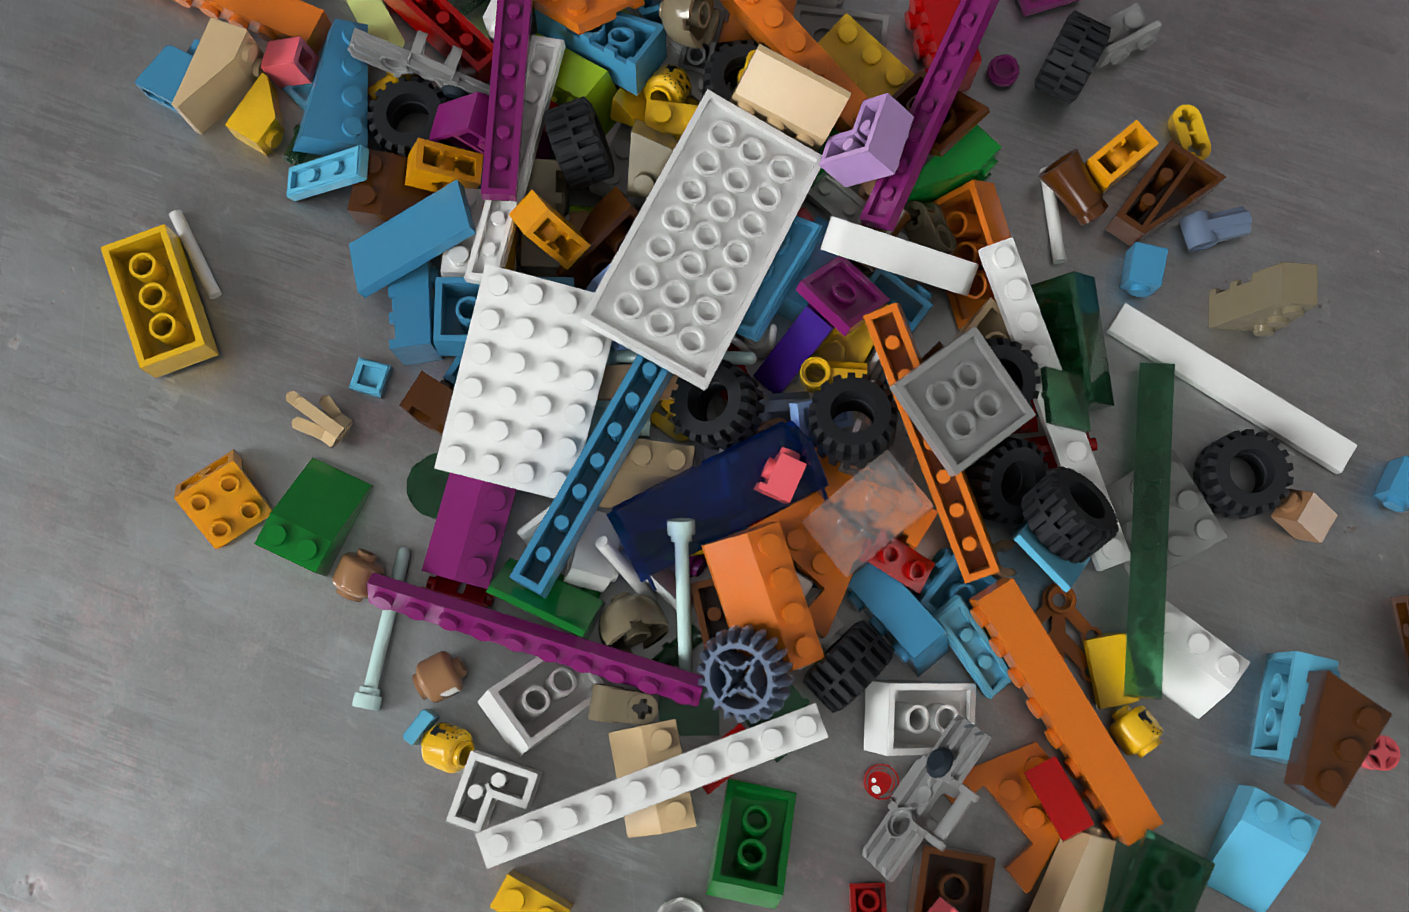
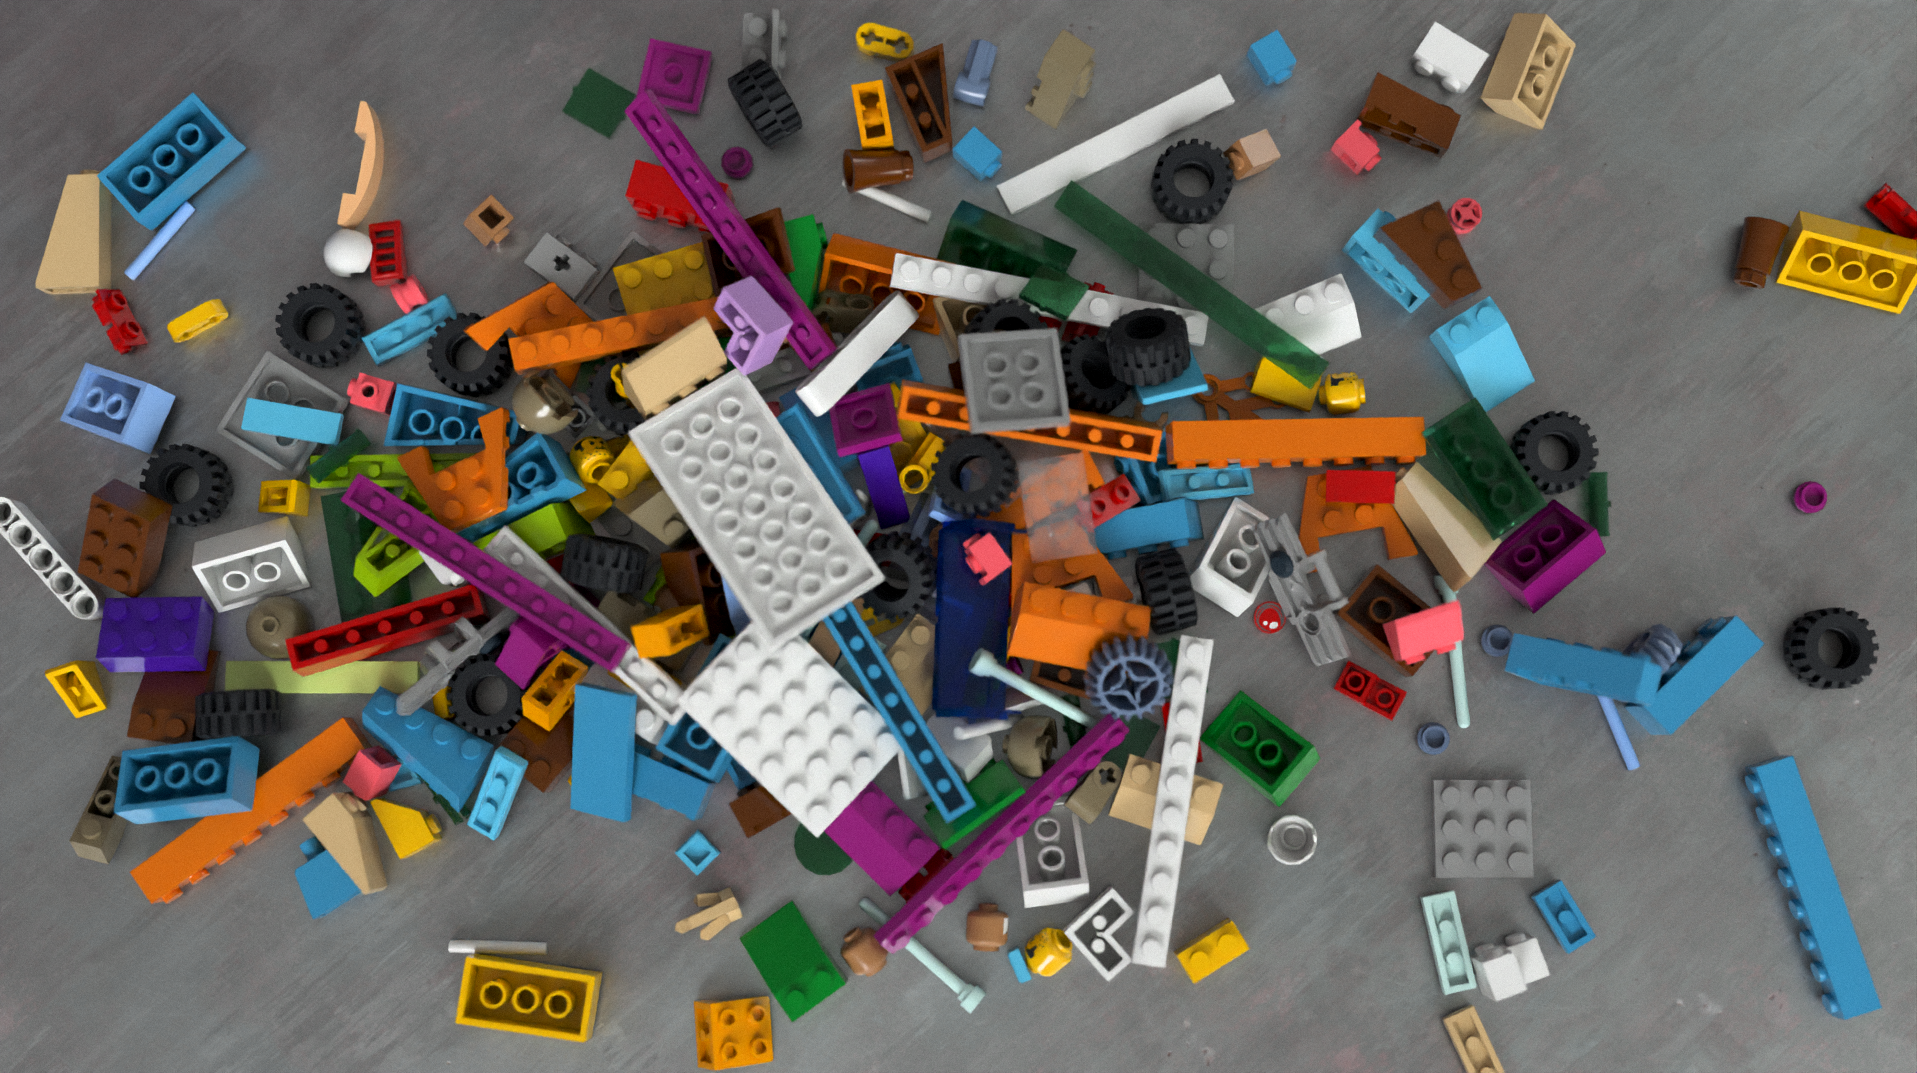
camera: 55 degrees left, 5 degrees up
(1372, 612) = (1357, 149): none -> coral brick

